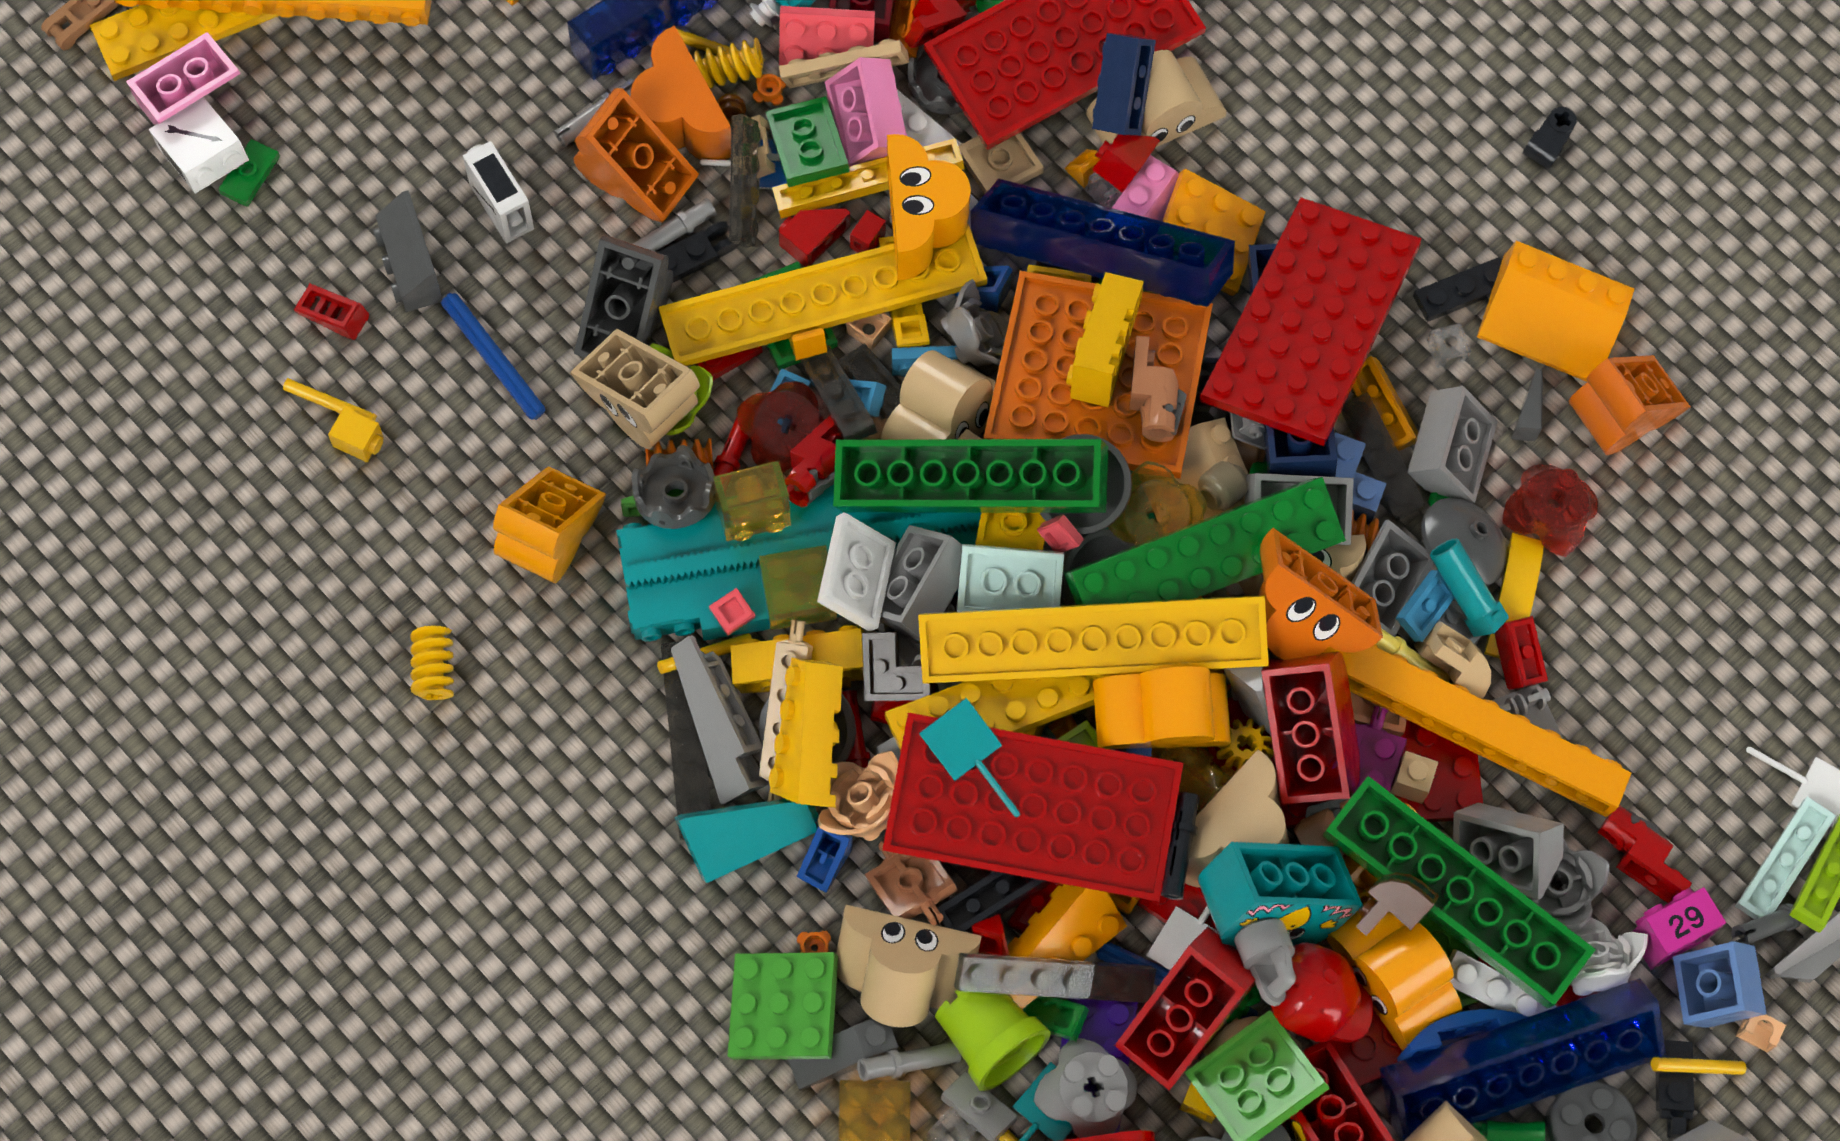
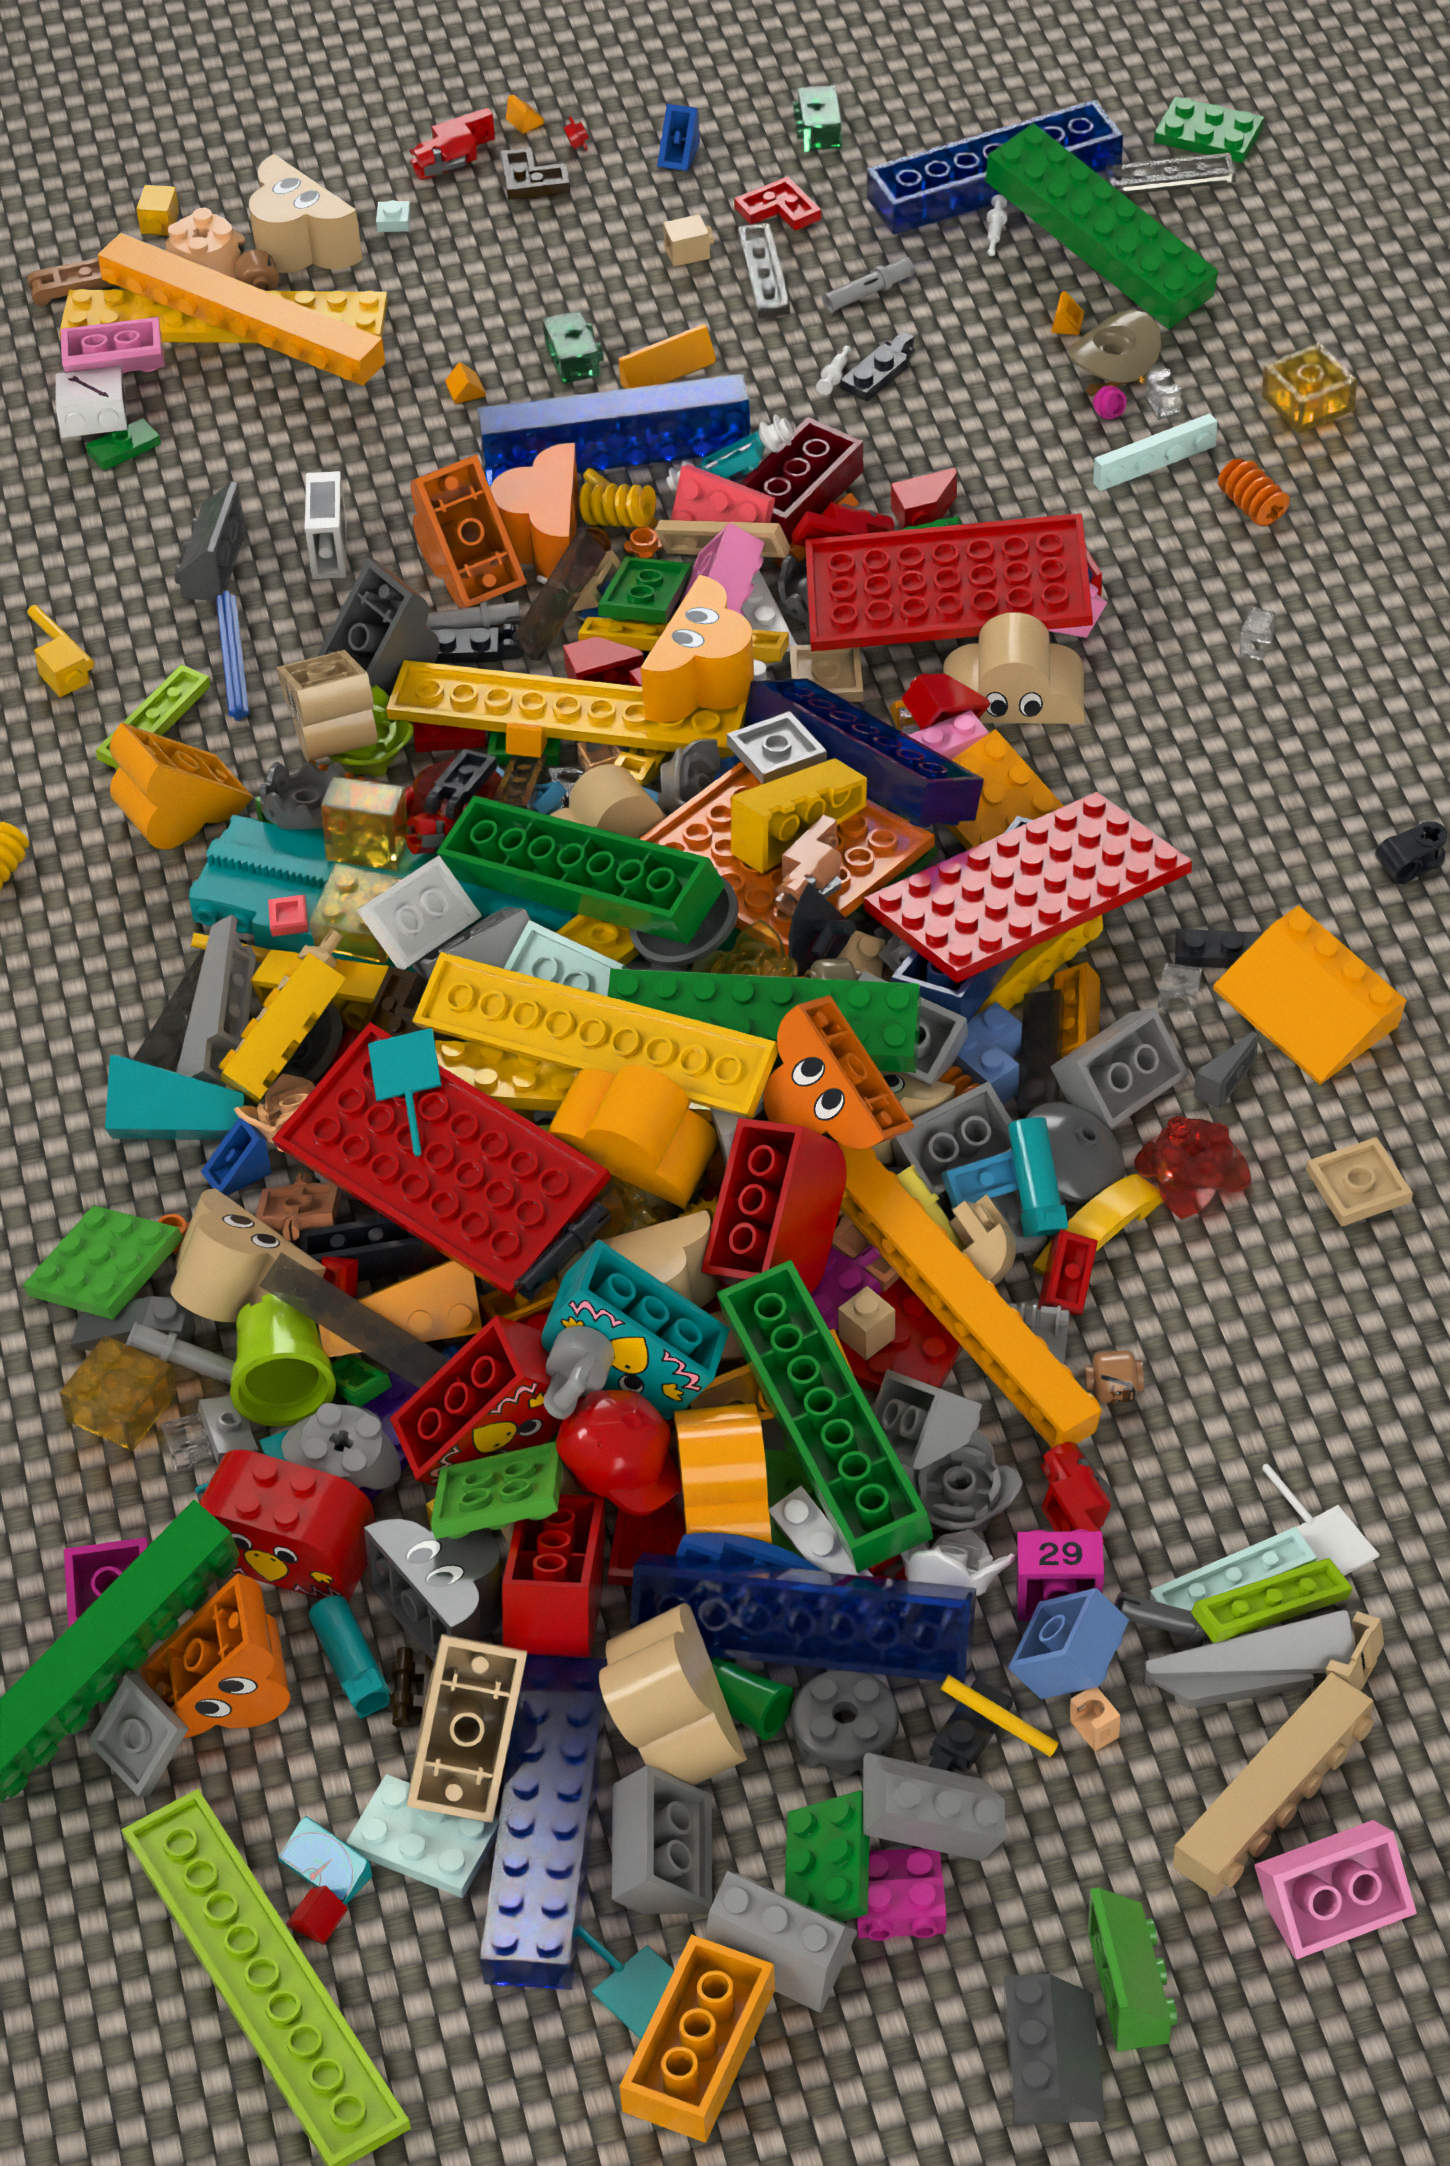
camera: 35 degrees right, 20 degrees down
(349, 320) = (119, 575): red slope -> none
(469, 452) = (163, 706): none -> lime plate
(804, 421) = (460, 782): none -> black hinge
(1041, 275) = (776, 747): none -> light grey plate
(1060, 534) = (636, 951): coral tile -> none
(1123, 84) = (972, 627): dark blue brick -> none
(1193, 448) = (817, 930): none -> black shield
(1402, 896) = (742, 1376): brick -> none
(1605, 727) = (1114, 1376): none -> medium nougat head
(1627, 401) = (1332, 1091): orange brick -> none
(1678, 465) = (1359, 1181): none -> tan plate

